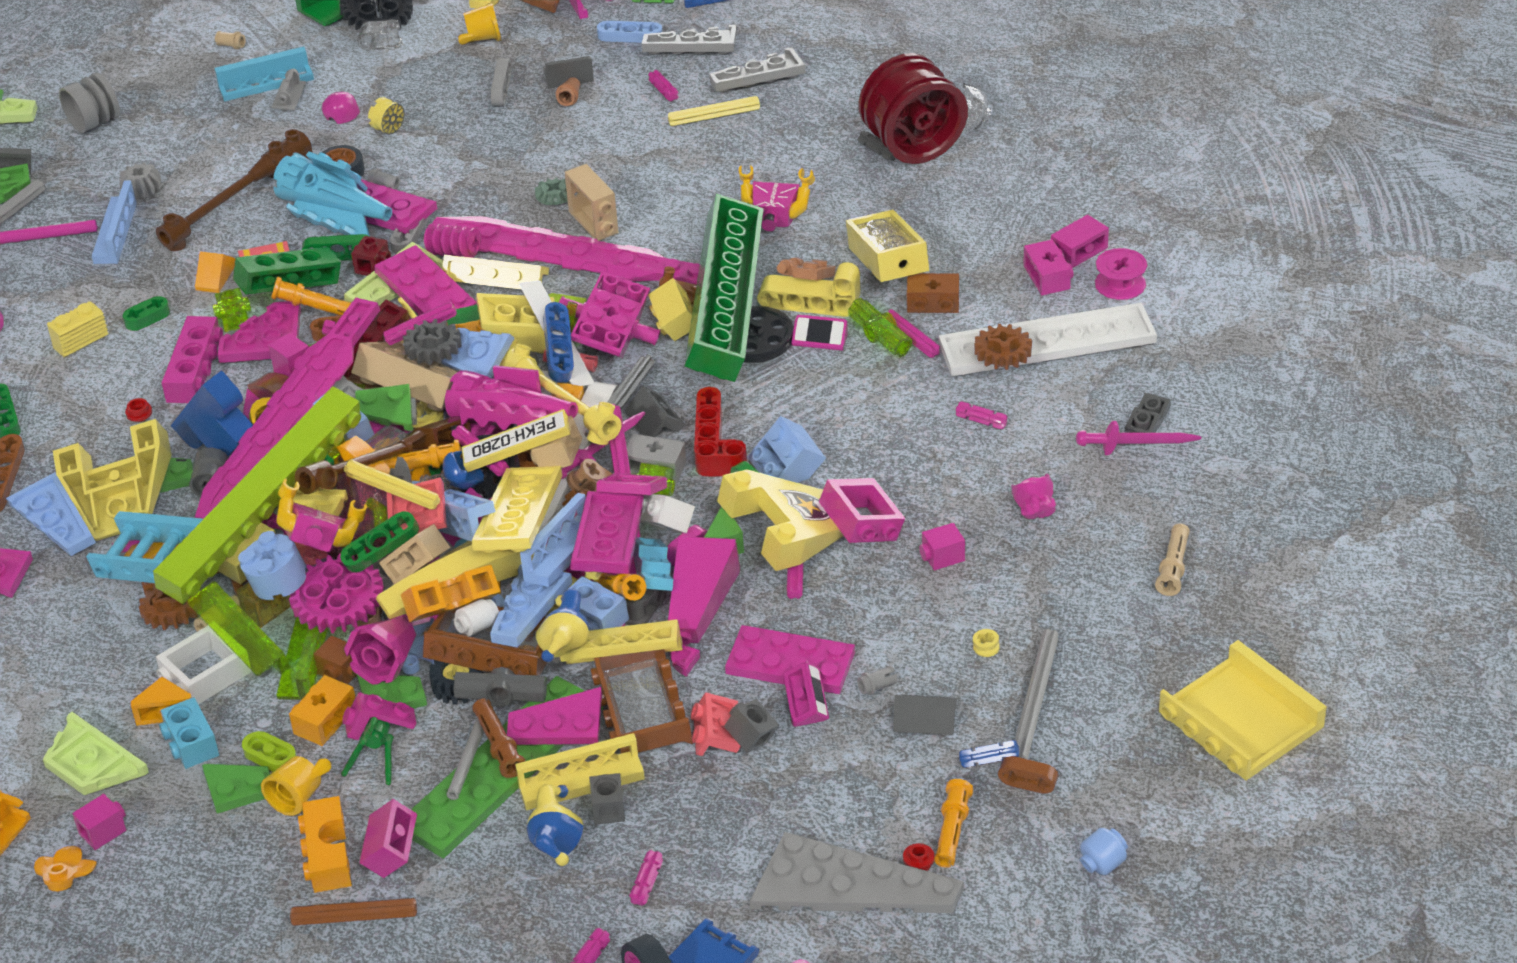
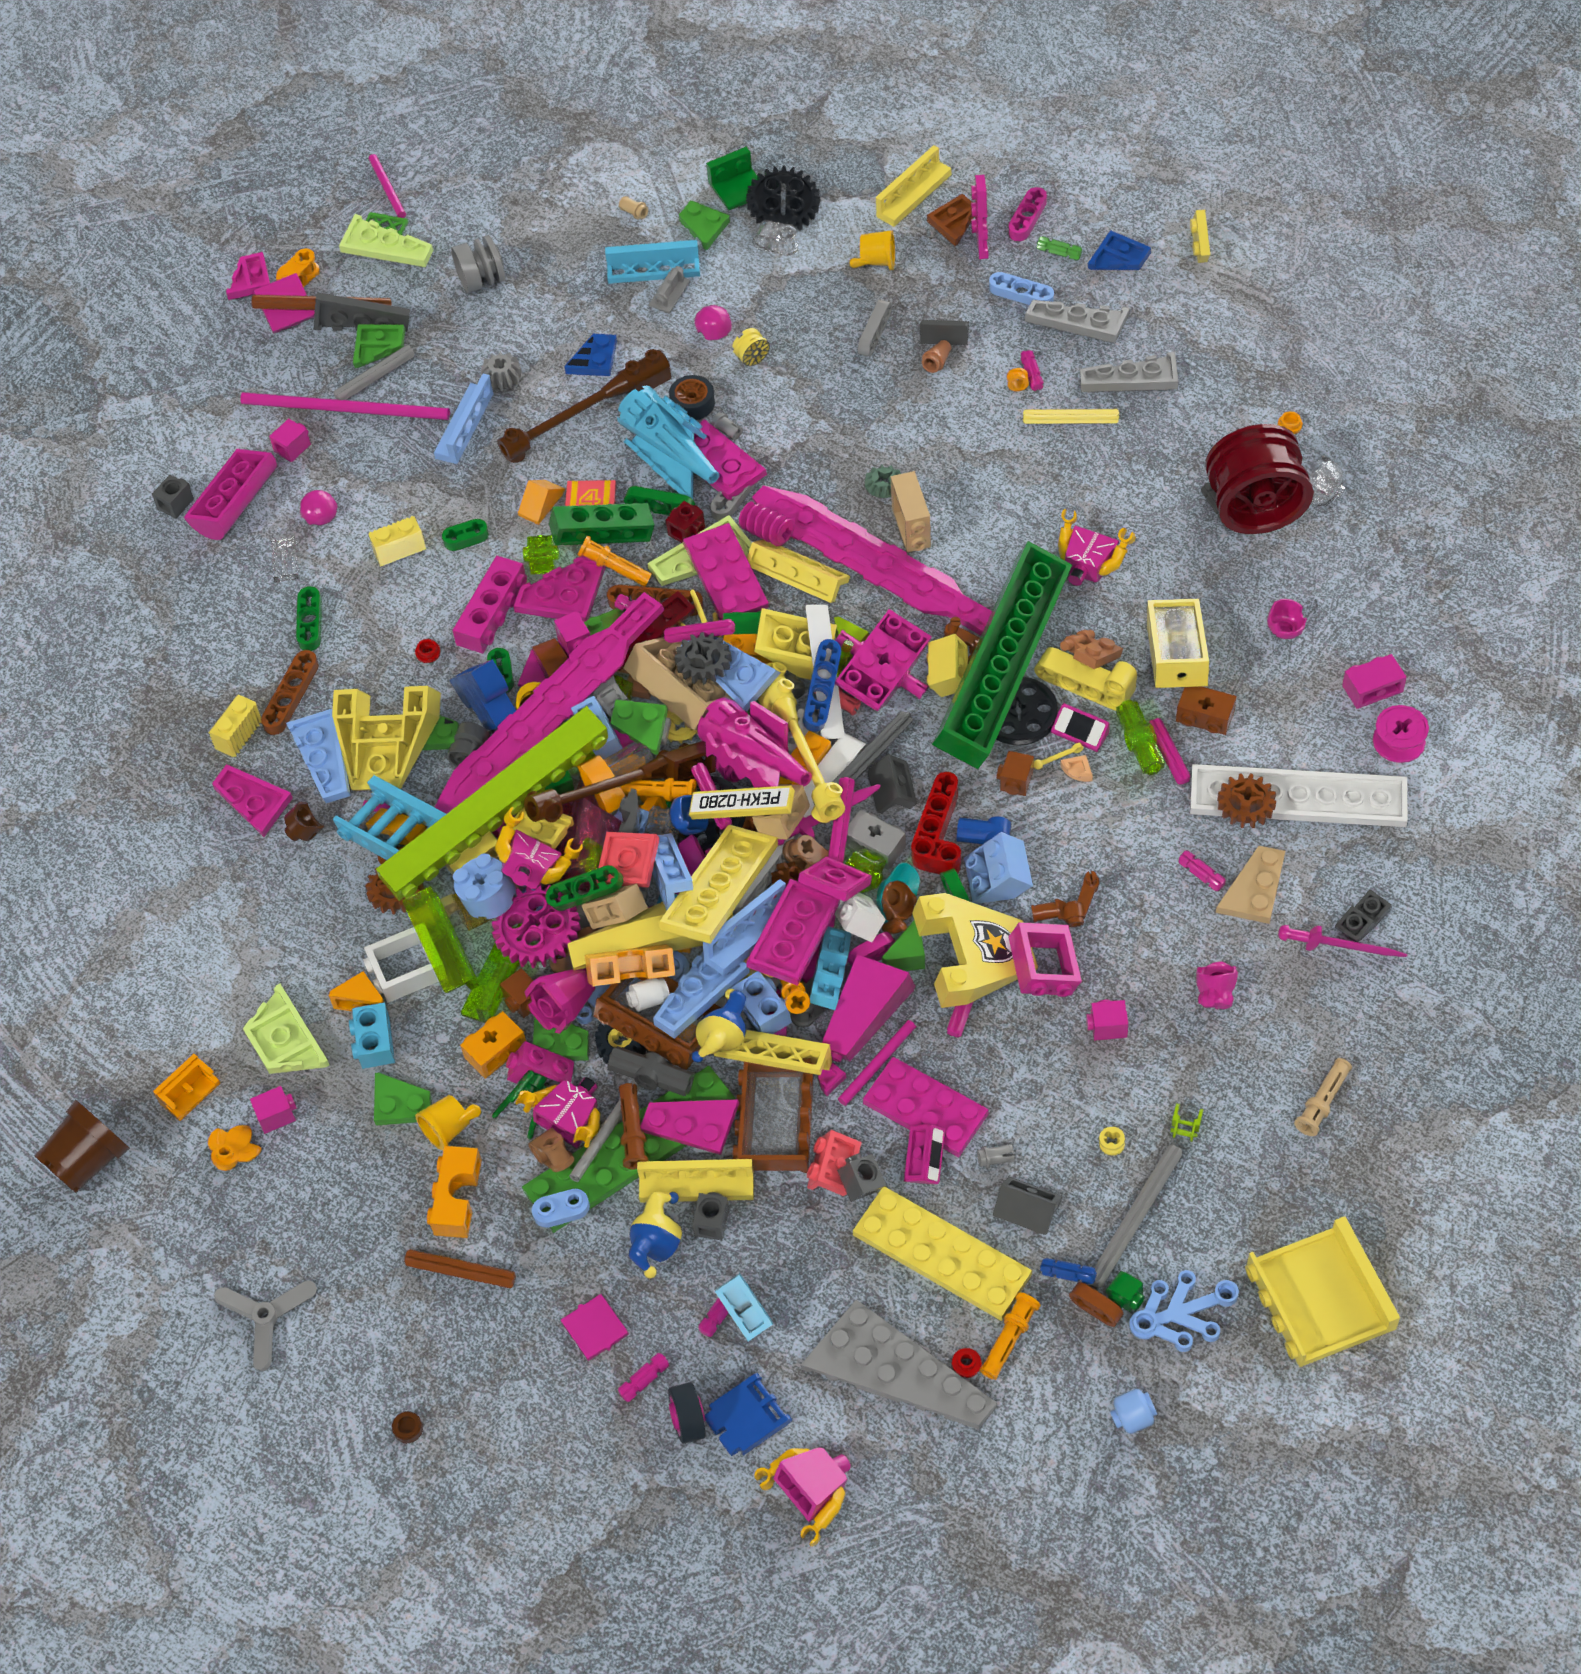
camera: 20 degrees right, 15 degrees up
(50, 573) = (301, 823): none -> reddish brown piece
(229, 155) = (594, 356): none -> blue wing
(272, 750) = (437, 1077): lime plate -> none
(298, 36) = (703, 222): none -> bright green wing
(388, 838) = (508, 1204): dark pink brick -> none
(392, 484) = (610, 830): light yellow axle -> none
(417, 781) = (551, 1150): none -> medium nougat piece
(420, 745) = (565, 1109): none -> dark pink torso
(446, 827) = (561, 1210): none -> light blue plate
(517, 927) = (594, 1327): none -> dark pink piece
(656, 98) = (1017, 379): none -> light orange bush
(673, 859) = (743, 1307): none -> medium azure brick
(698, 490) = (897, 897): none -> dark orange hair
(726, 636) = (876, 1062): none -> dark pink bar
(754, 430) = (980, 830): none -> blue piece
(772, 378) = (1016, 773): none -> dark orange brick
(822, 350) = (1076, 748): none -> light yellow hinge
(829, 365) = (1077, 768): none -> light nougat tile
(855, 773) = (942, 1253): none -> light yellow plate
(871, 469) = (1072, 911): none -> dark orange pin
(978, 212) = (1286, 619): none -> dark pink hair
(1037, 417) = (1255, 887): none -> tan wing
(1041, 612) = (1176, 1121): none -> lime piece
(1047, 267) = (1330, 705): dark pink brick -> none
(1056, 753) = (1126, 1291): none -> green plate
(1085, 780) = (1181, 1313): none -> light blue plant

